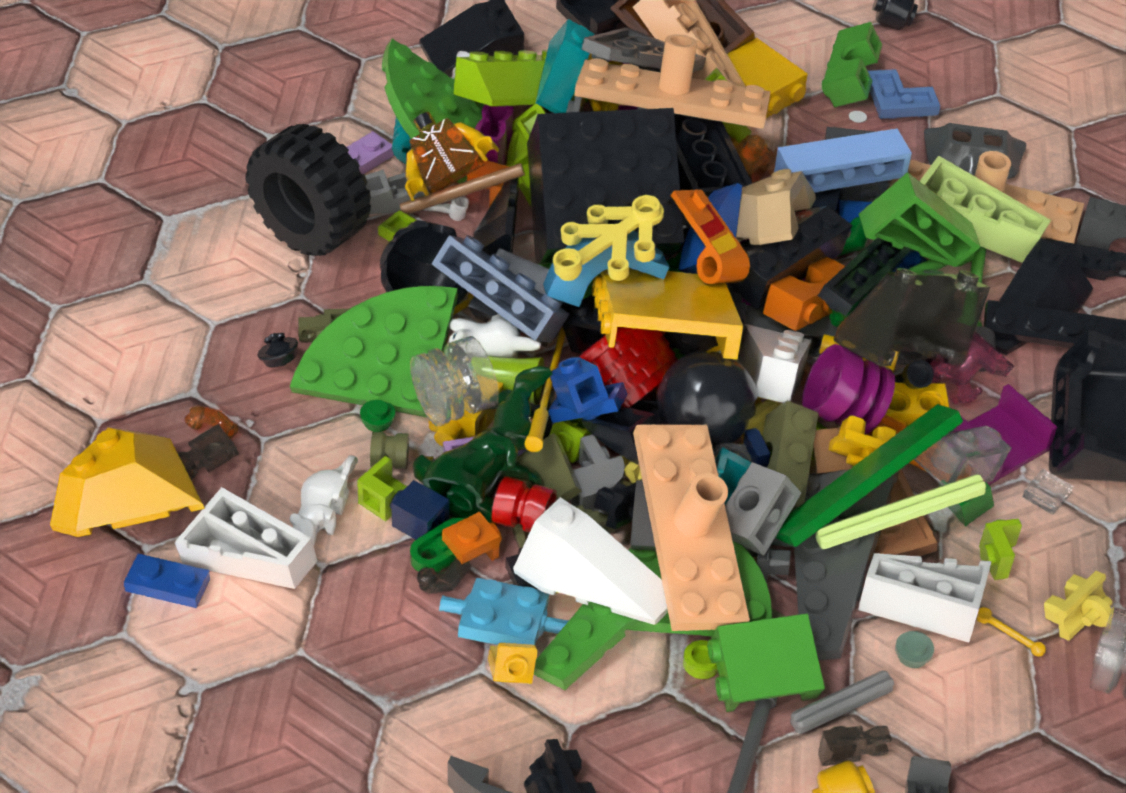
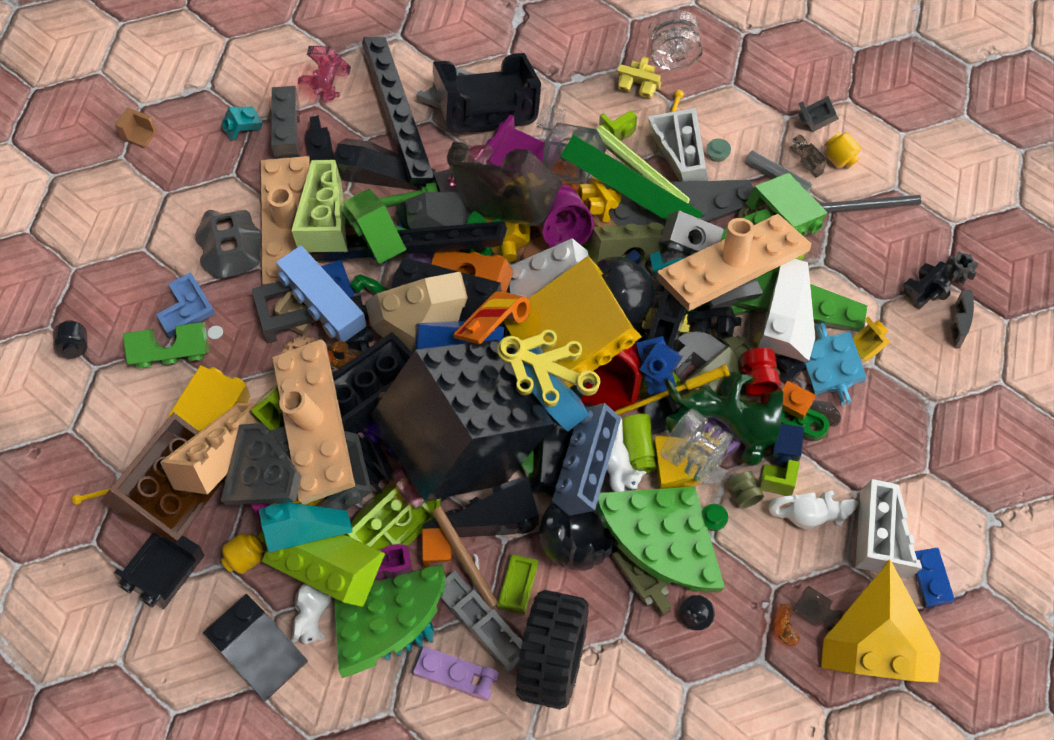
camera: 110 degrees left, 15 degrees up
(443, 154) = (450, 572): clear orange torso -> none

